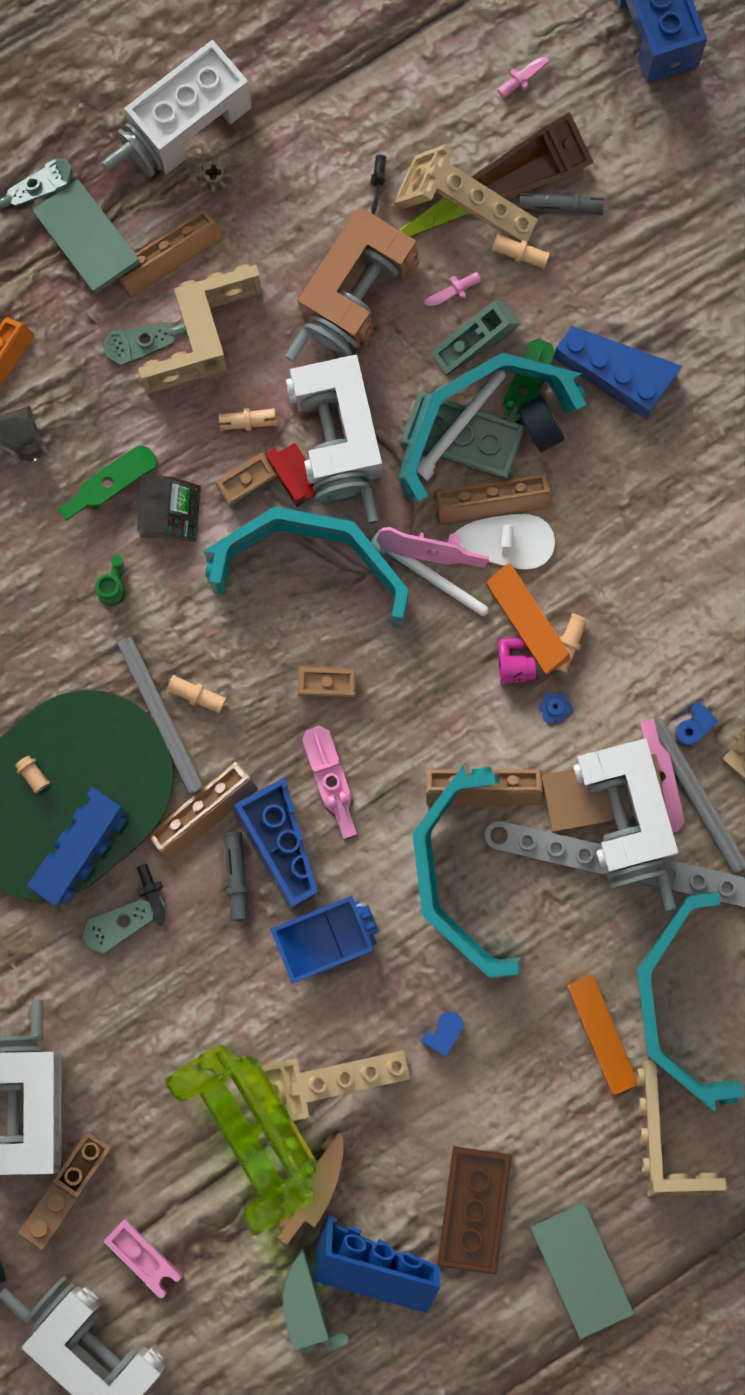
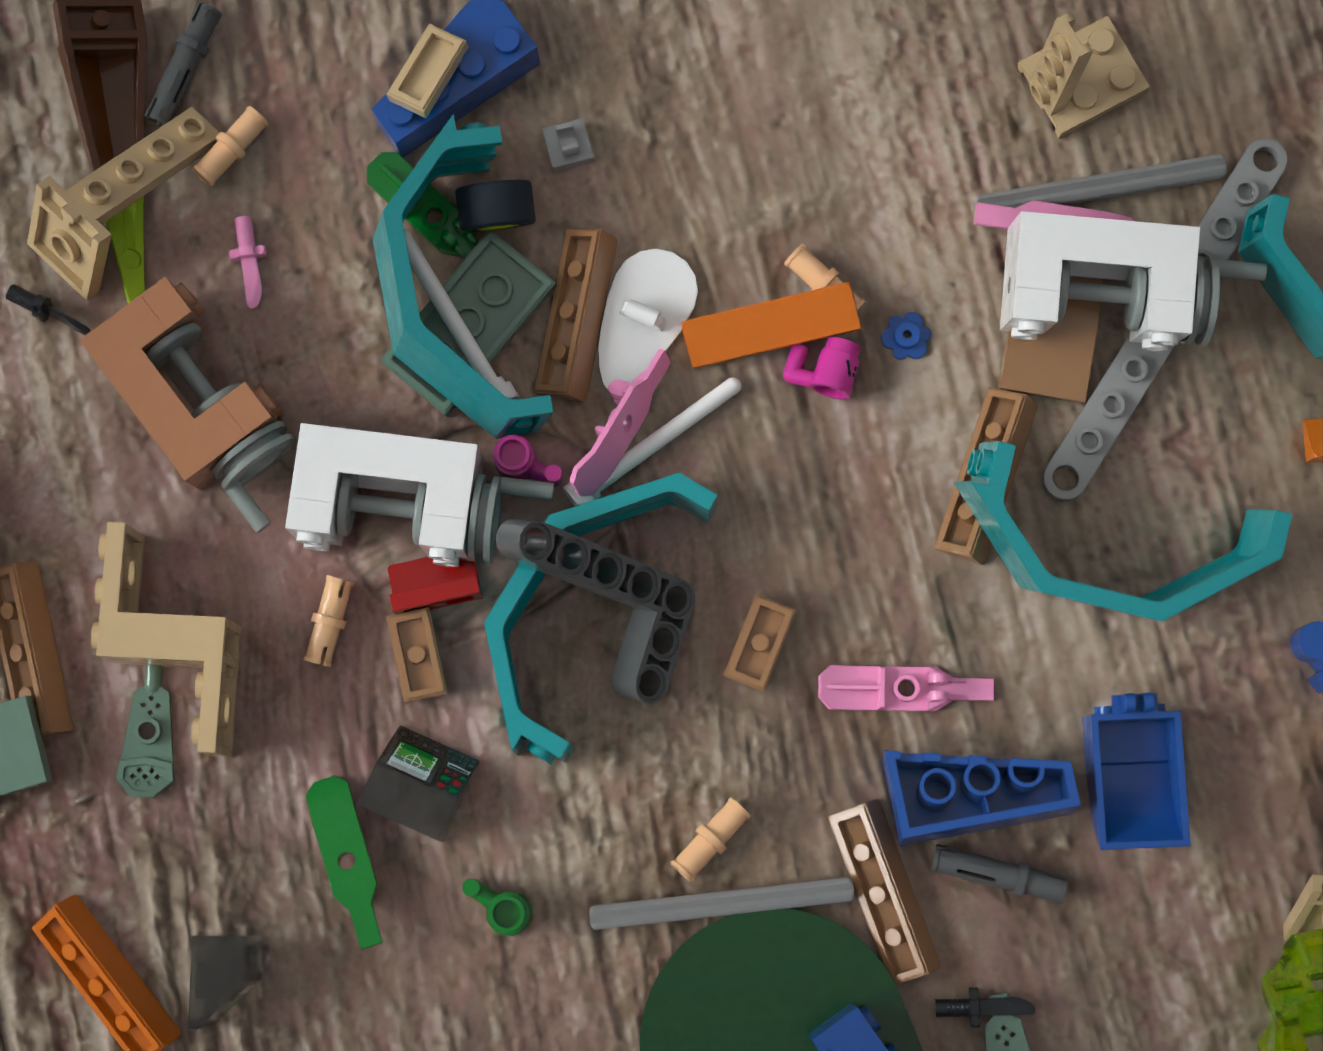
camera: 70 degrees left, 0 degrees up
(328, 576) = (650, 611): none -> dark grey beam
(387, 497) = (517, 459): none -> dark pink piece
(476, 336) = (331, 252): sand green slope -> none
(599, 455) = (568, 145): none -> light grey tile
(607, 349) = (427, 70): none -> tan tile
(692, 730) = (1005, 152): blue leg -> none

